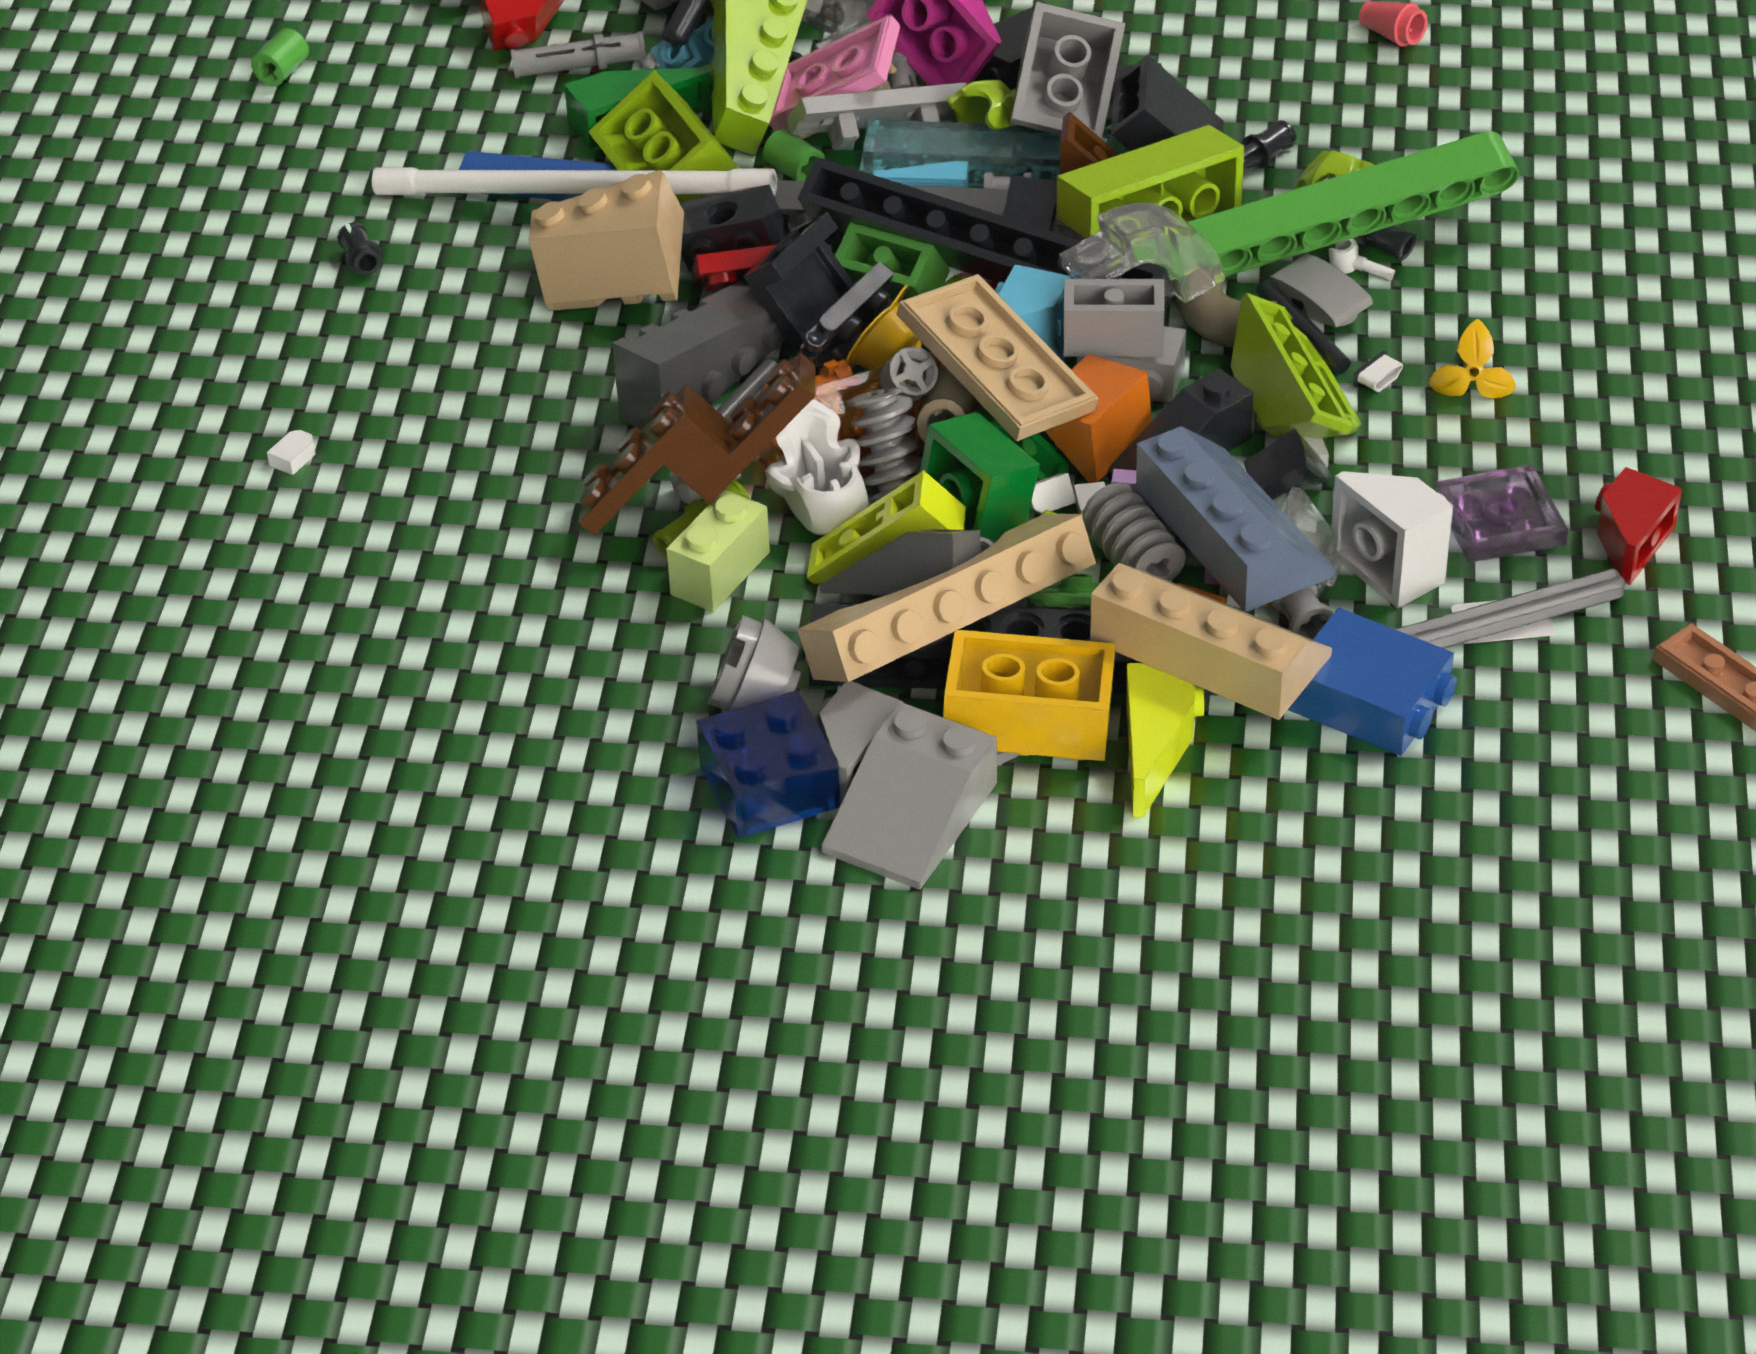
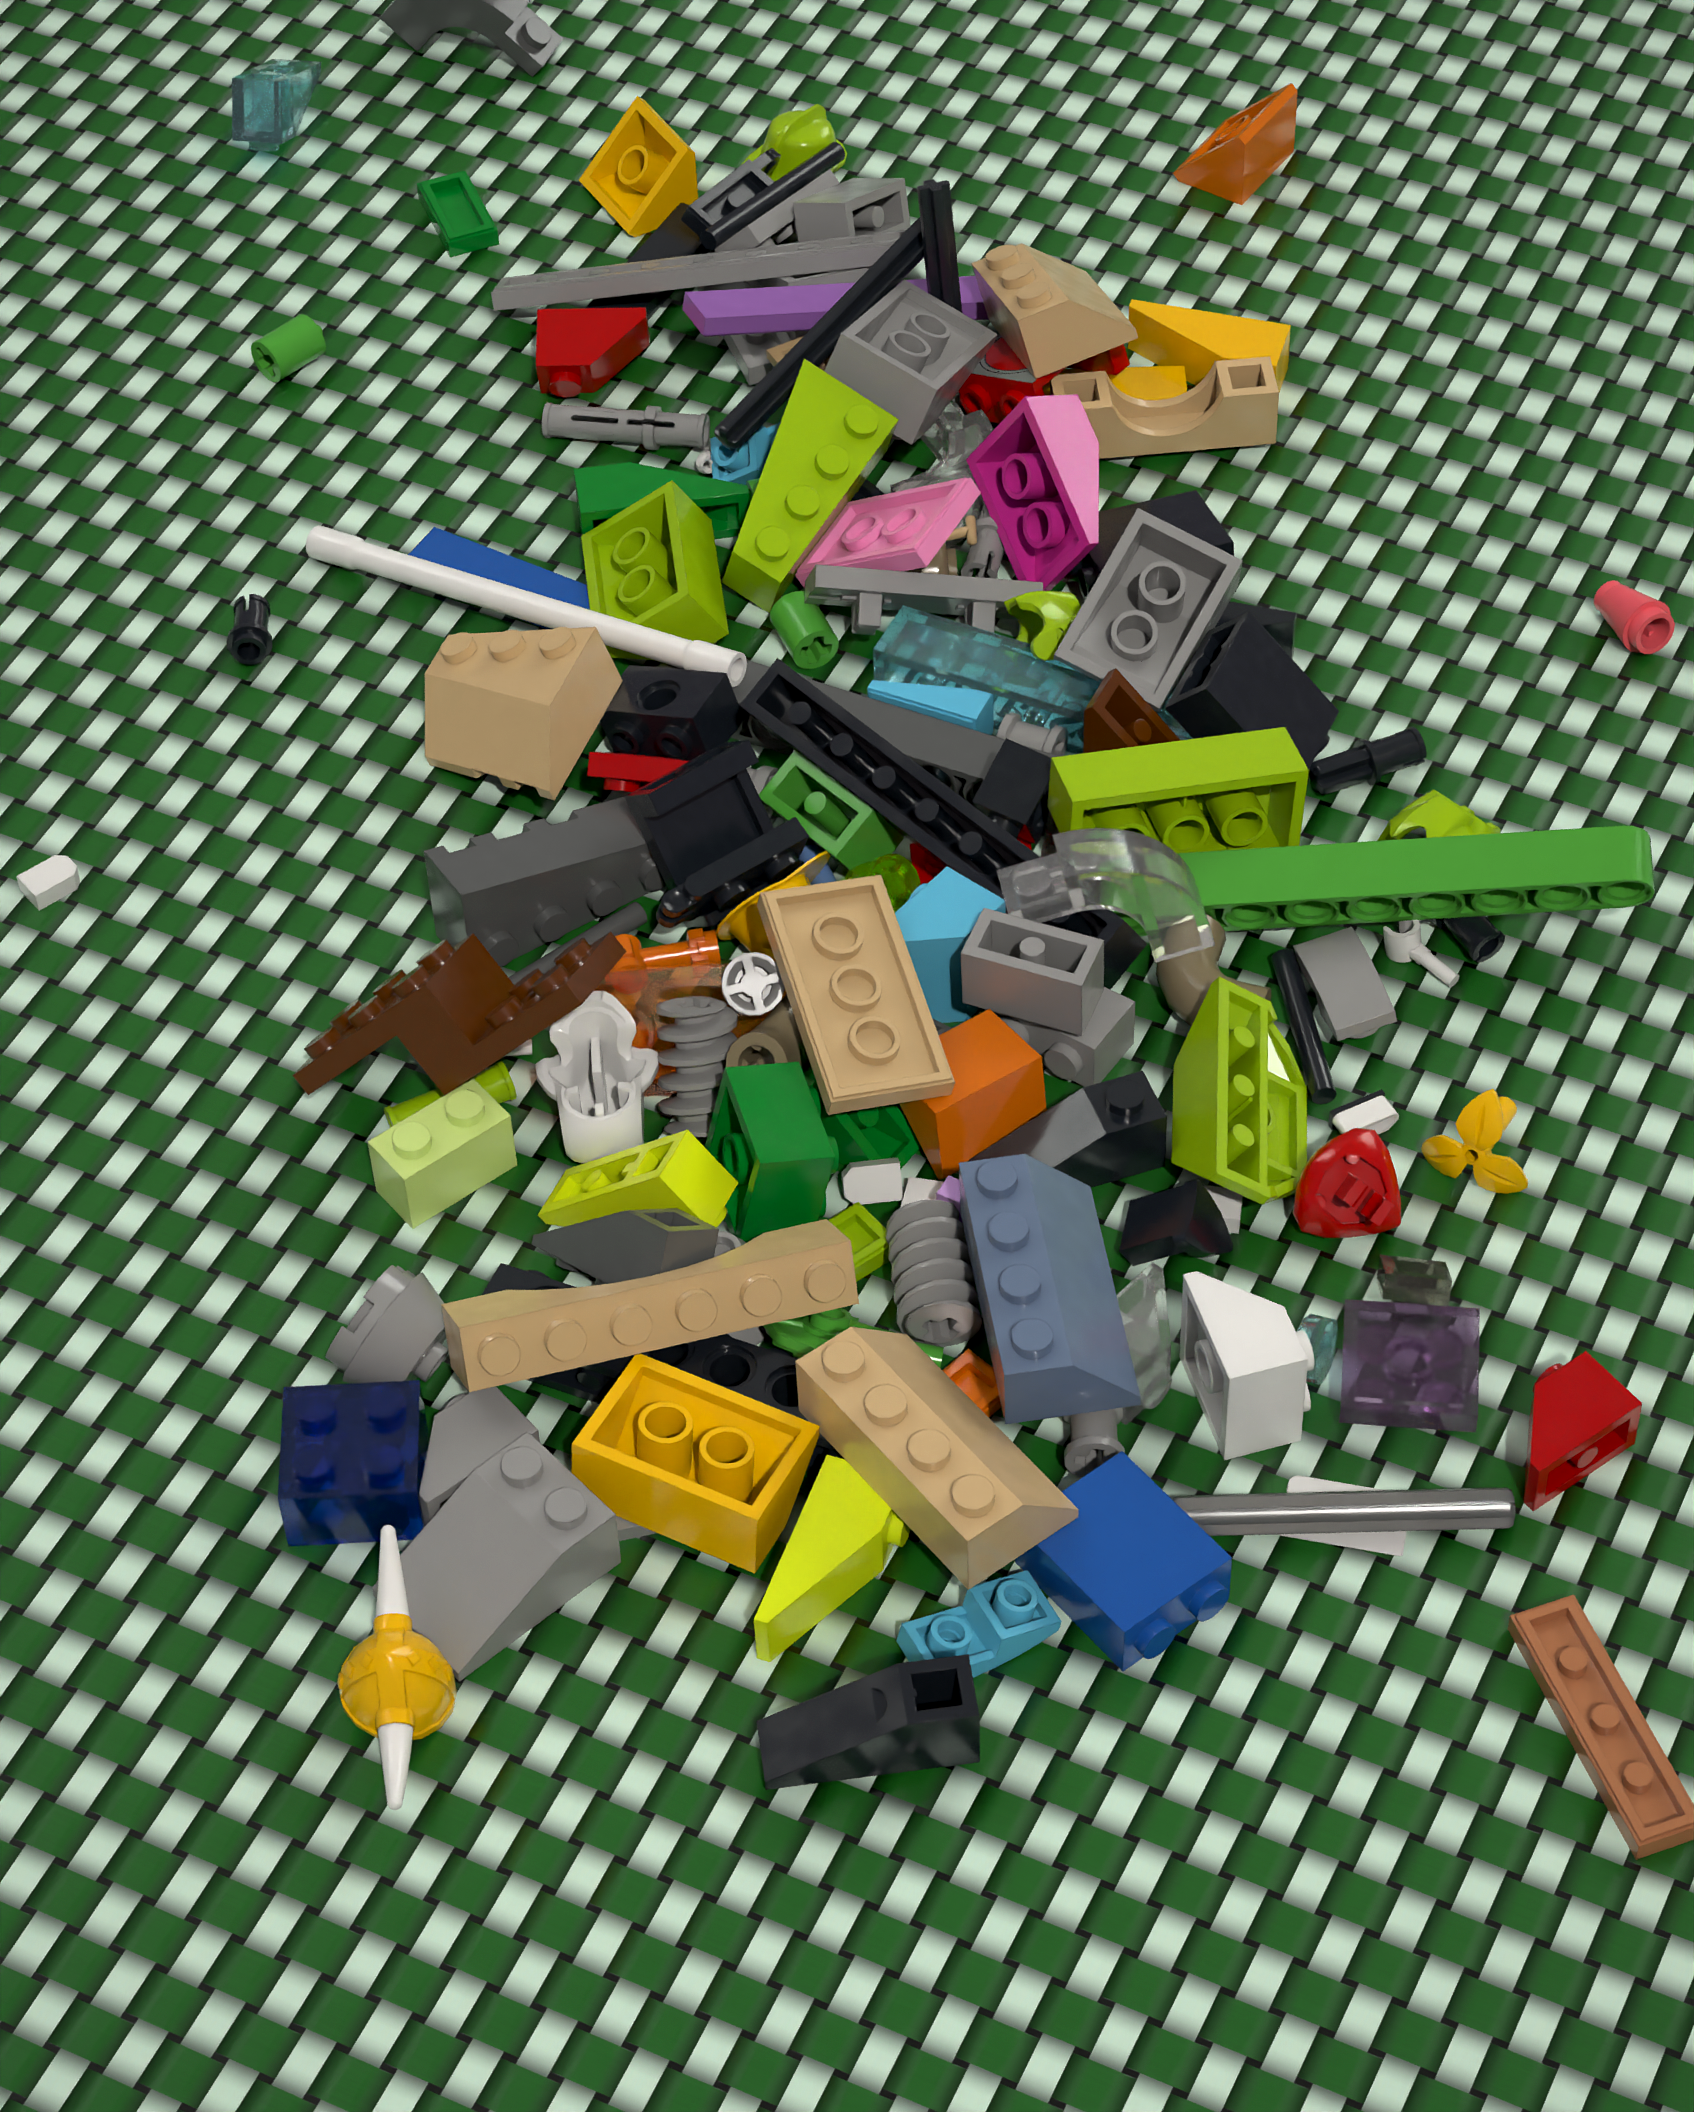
camera: 20 degrees right, 5 degrees up
(881, 889) = (396, 1678): none -> yellow helmet
(1257, 824) = (878, 1725): none -> black slope
(1290, 756) = (991, 1626): none -> medium azure slope
(1399, 412) = (1348, 1188): none -> red piece
(1475, 460) = (1414, 1280): none -> clear smoke plate

